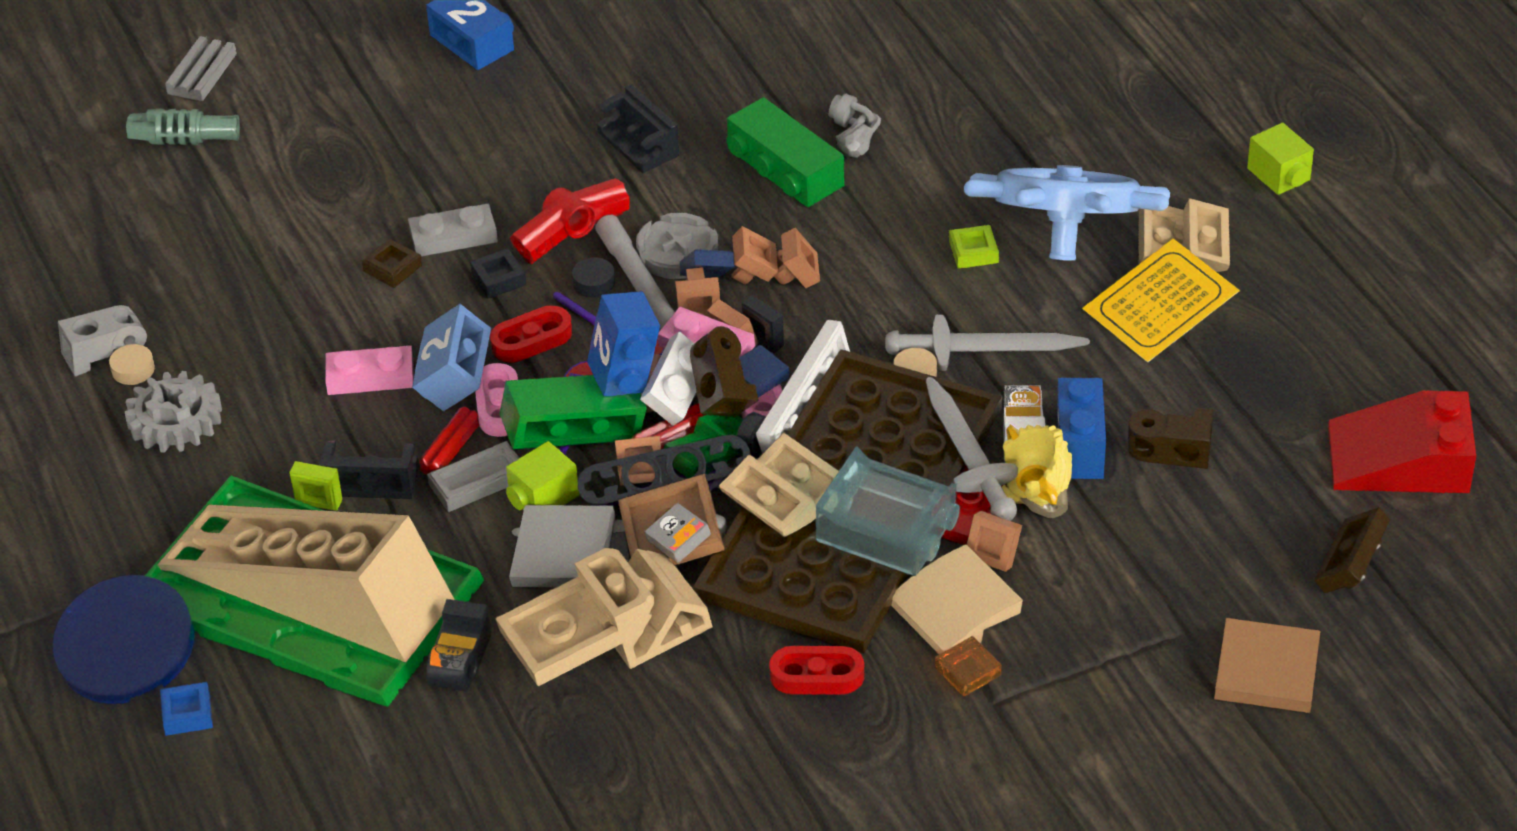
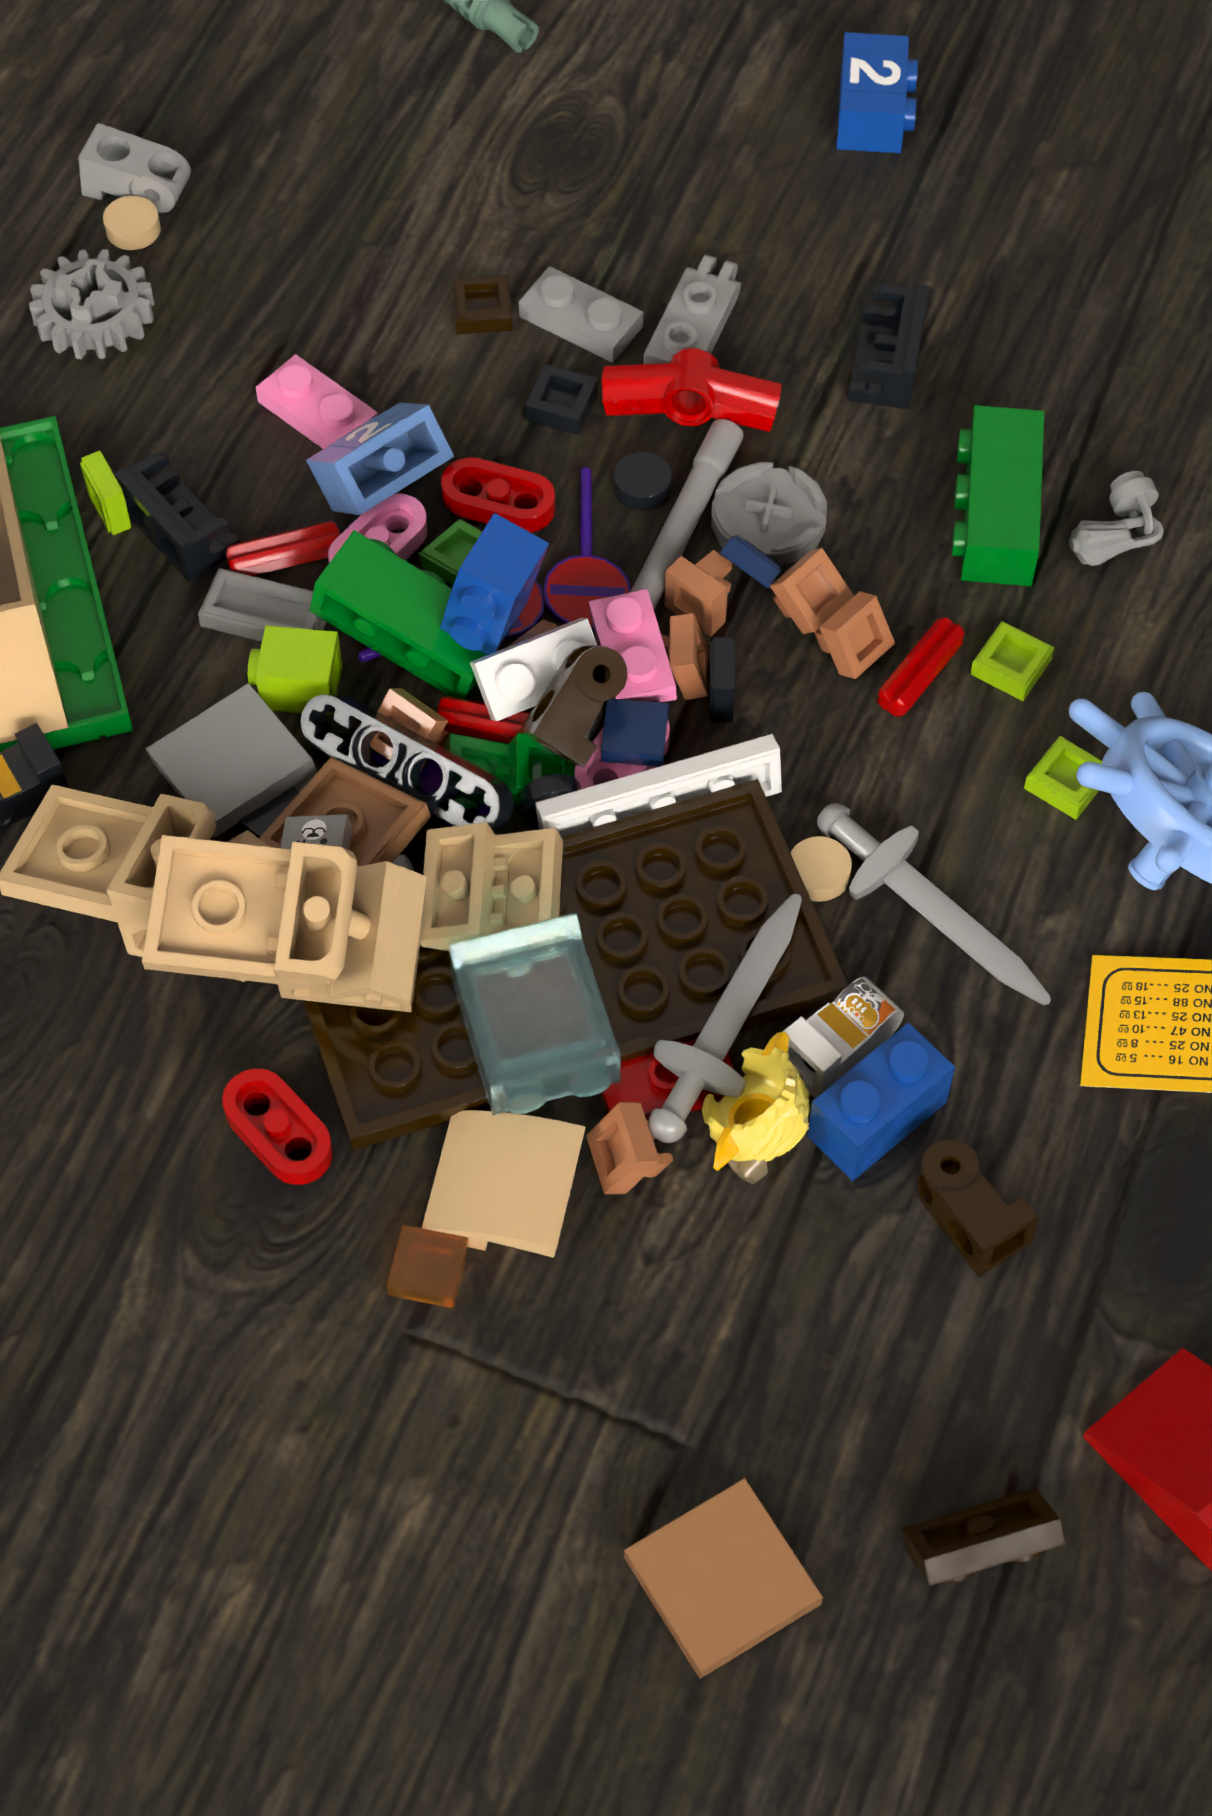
camera: 45 degrees right, 15 degrees up
(513, 188) = (695, 311): none -> light grey hinge
(548, 365) = (449, 550): none -> bright green tile
(729, 551) = (288, 920): none -> tan piece
(844, 252) = (920, 667): none -> red axle
(881, 219) = (1012, 661): none -> lime tile

